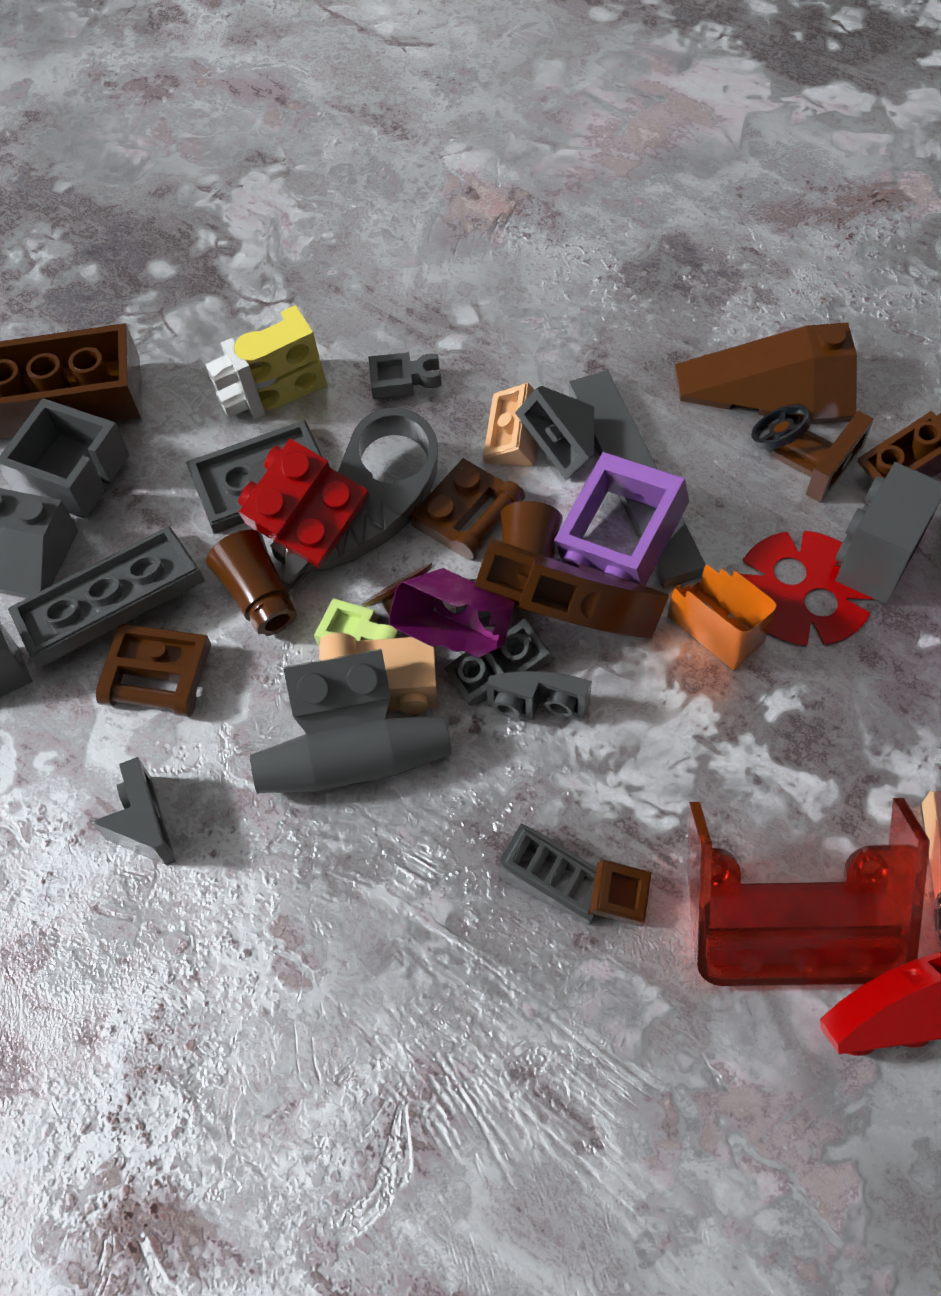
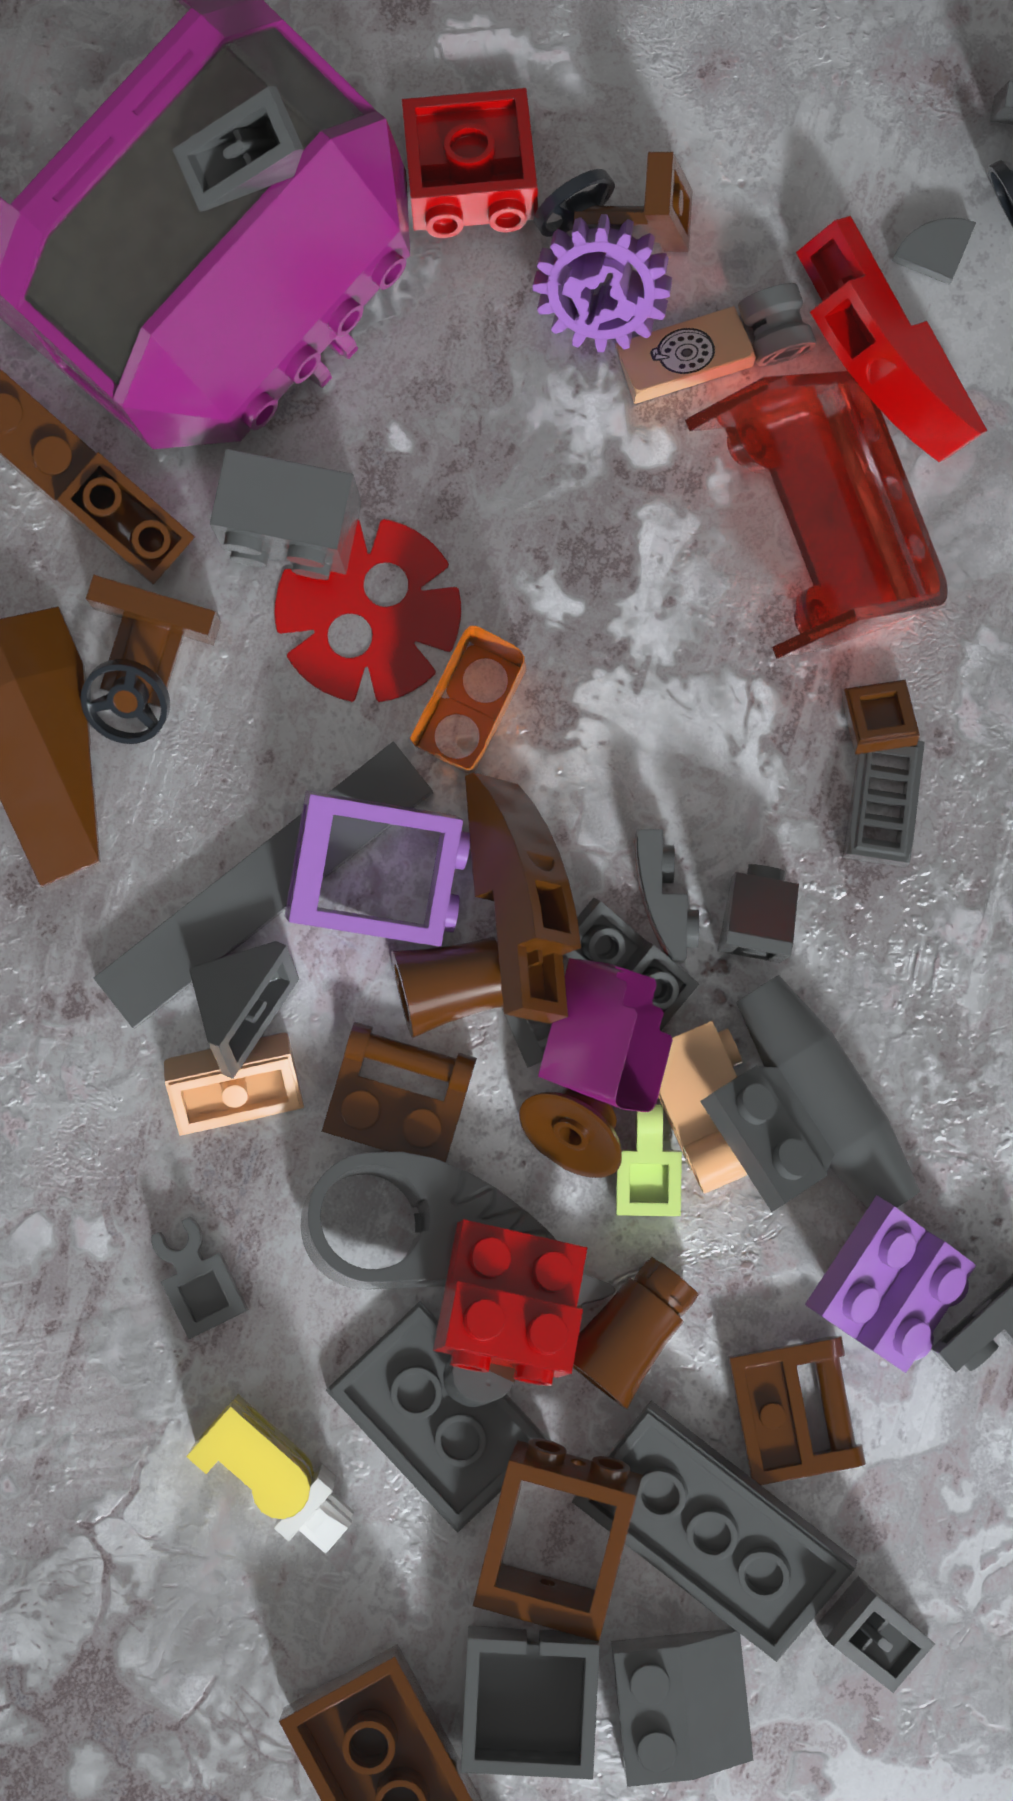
camera: 115 degrees left, 25 degrees up
(129, 479) = (541, 1597): none -> reddish brown window
(200, 745) = (892, 1285): none -> medium lavender plate
(496, 743) = (760, 915): none -> dark grey slope

